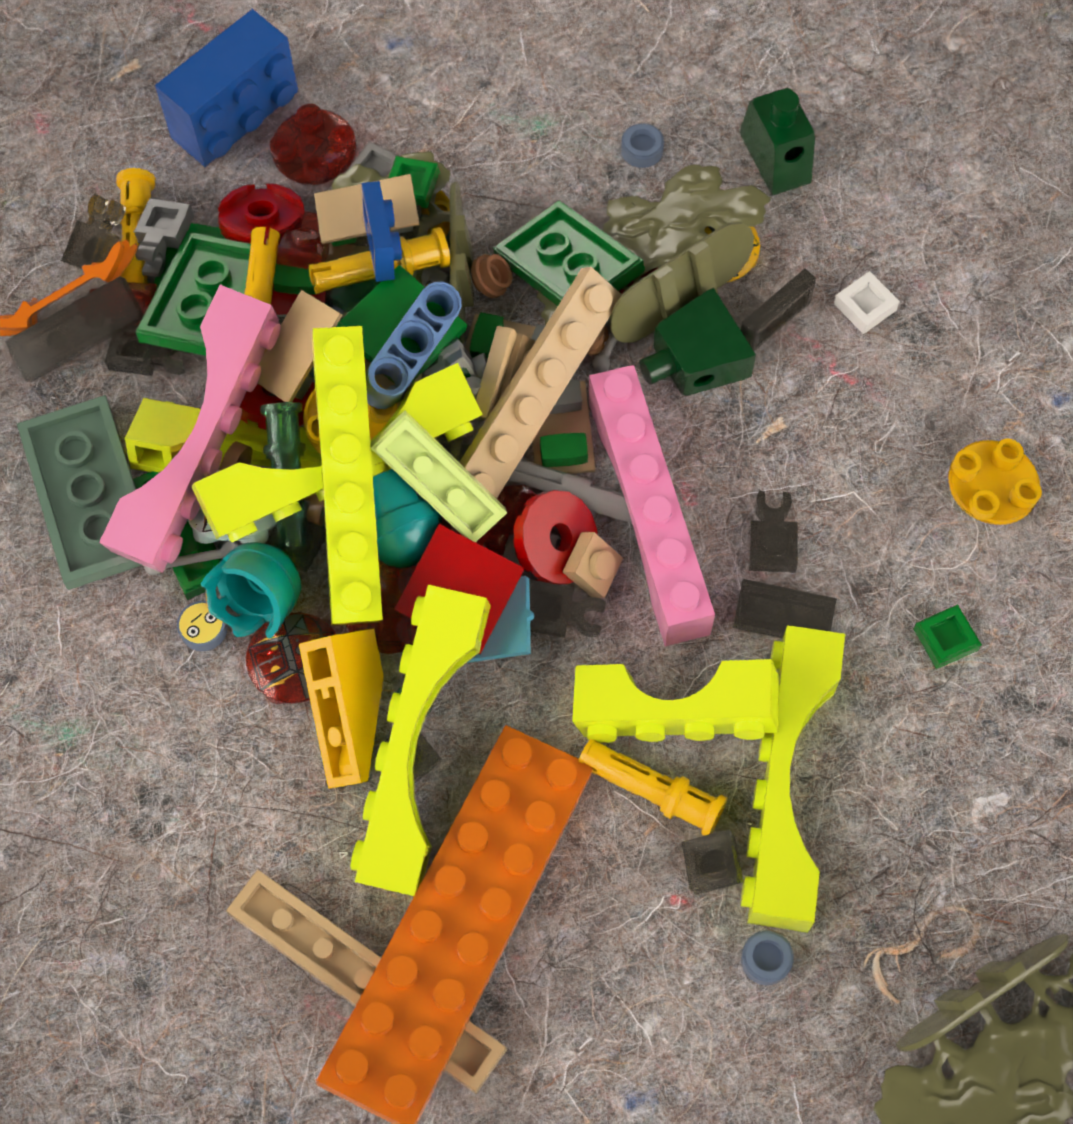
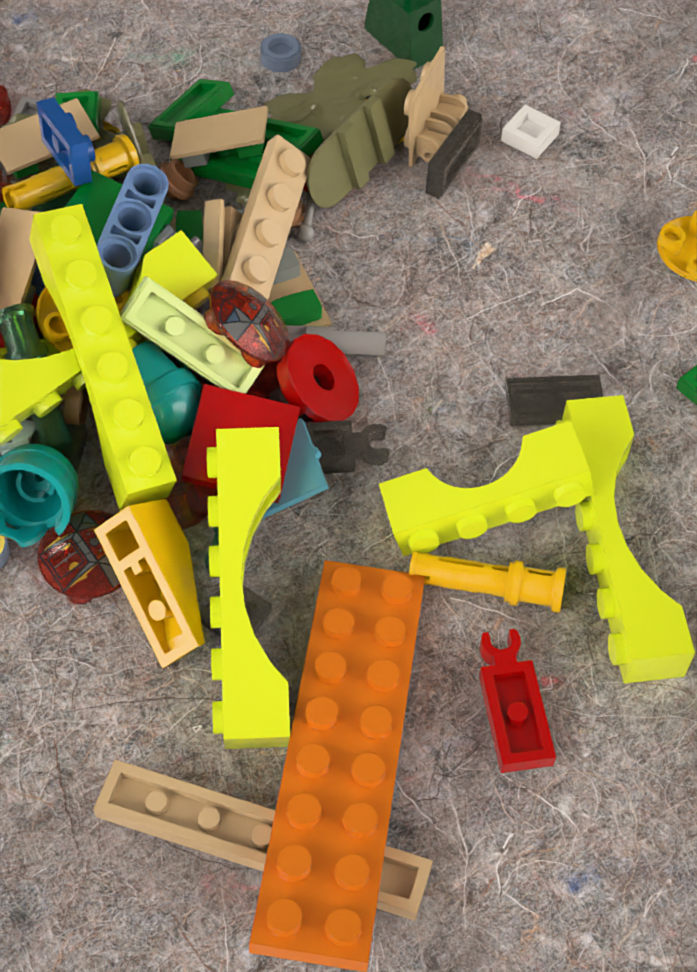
camera: 20 degrees left, 10 degrees down
(497, 472) = (247, 322): none -> clear red dish
(529, 196) = (197, 102): none -> green tile
(543, 241) = (201, 136): none -> tan piece
(592, 564) = (360, 397): tan plate -> none
(632, 921) = (514, 707): none -> red plate
(659, 526) = (444, 388): bright pink arch -> none
(699, 348) = (395, 197): dark green torso -> none
(712, 862) = (572, 631): clear smoke plate -> none
(767, 261) = (431, 111): none -> tan hinge
(767, 957) = (656, 708): sand blue tile -> none
(771, 540) = (518, 342): clear smoke plate -> none

